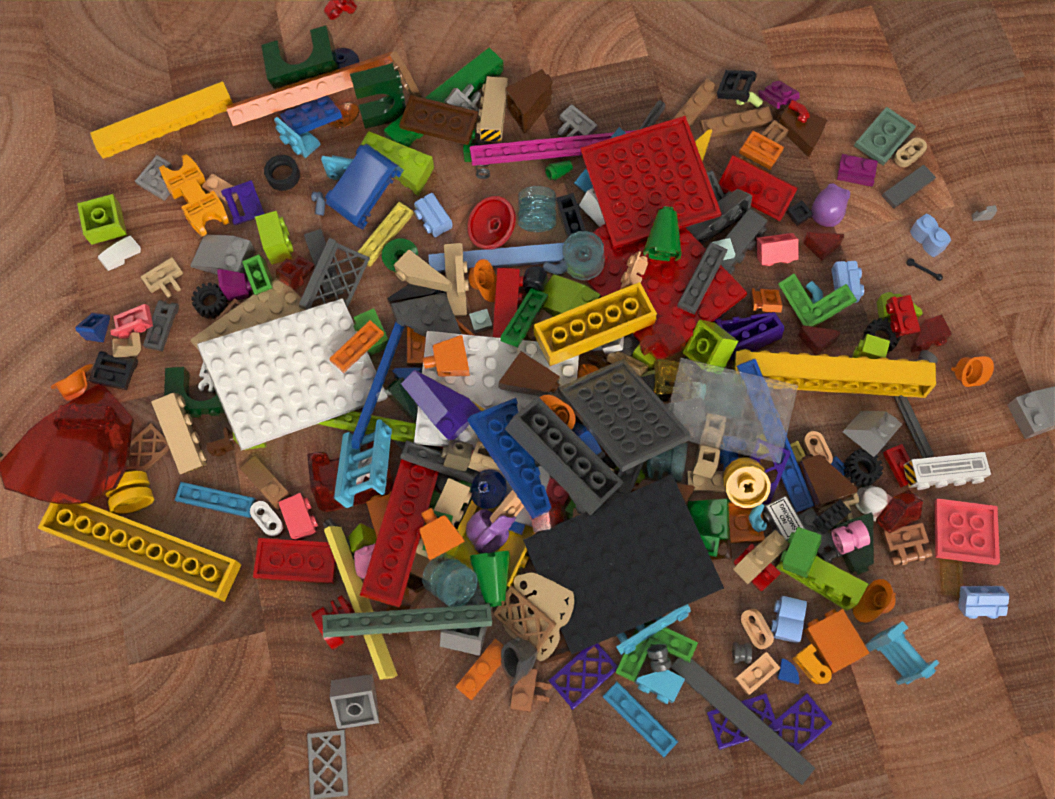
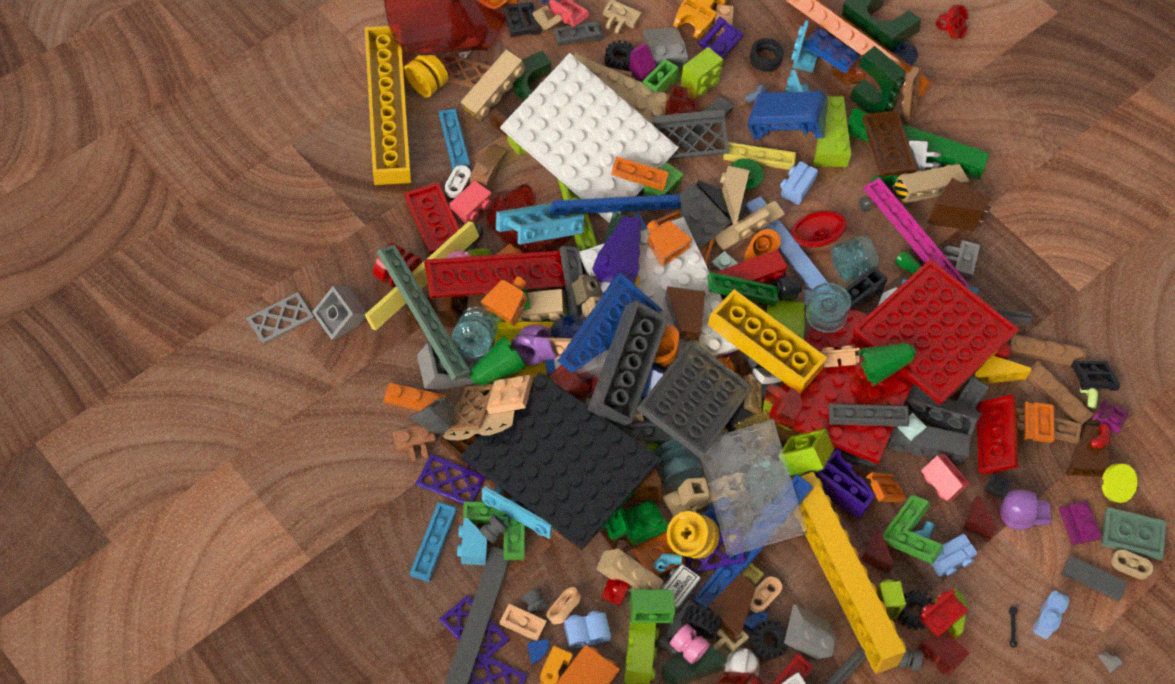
camera: 55 degrees right, 10 degrees down
(534, 578) = (509, 394): none -> light nougat plate
(840, 121) = (1119, 482): none -> neon yellow tile

